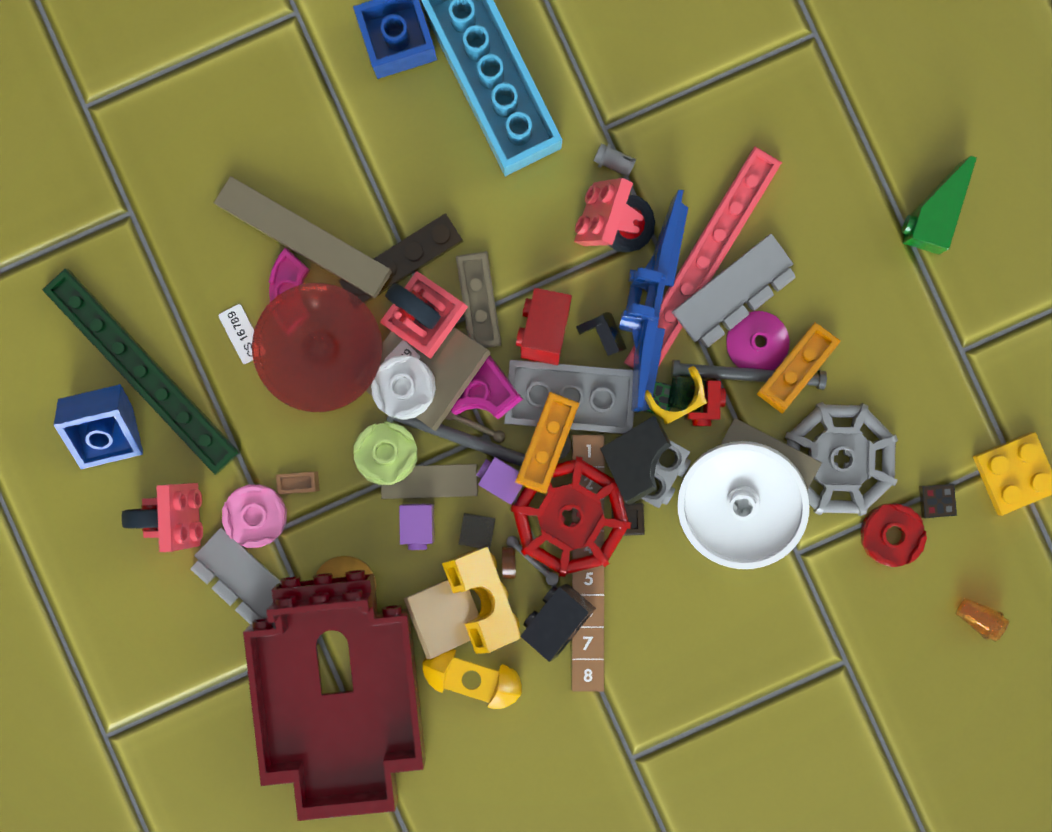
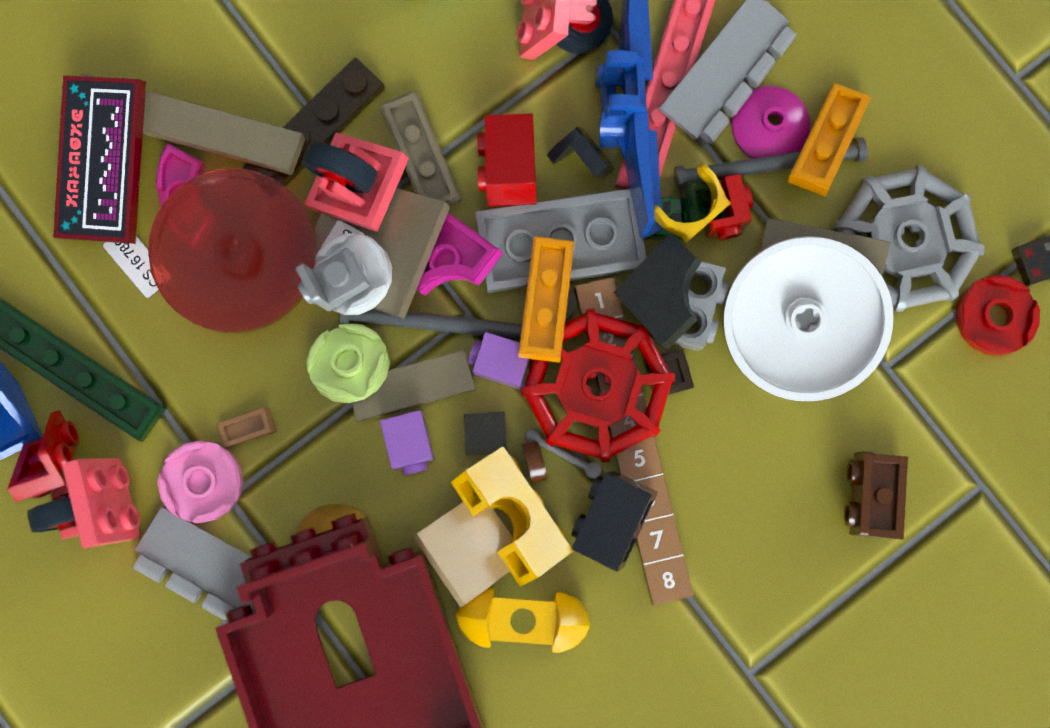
camera: 20 degrees left, 5 degrees down
(142, 475) = (41, 461): none -> red bracket
(230, 250) = (99, 159): none -> tile
(387, 391) = (332, 280): none -> light grey bracket
(498, 436) = (484, 310): dark tan hinge -> none
(761, 651) = (877, 495): none -> reddish brown bracket

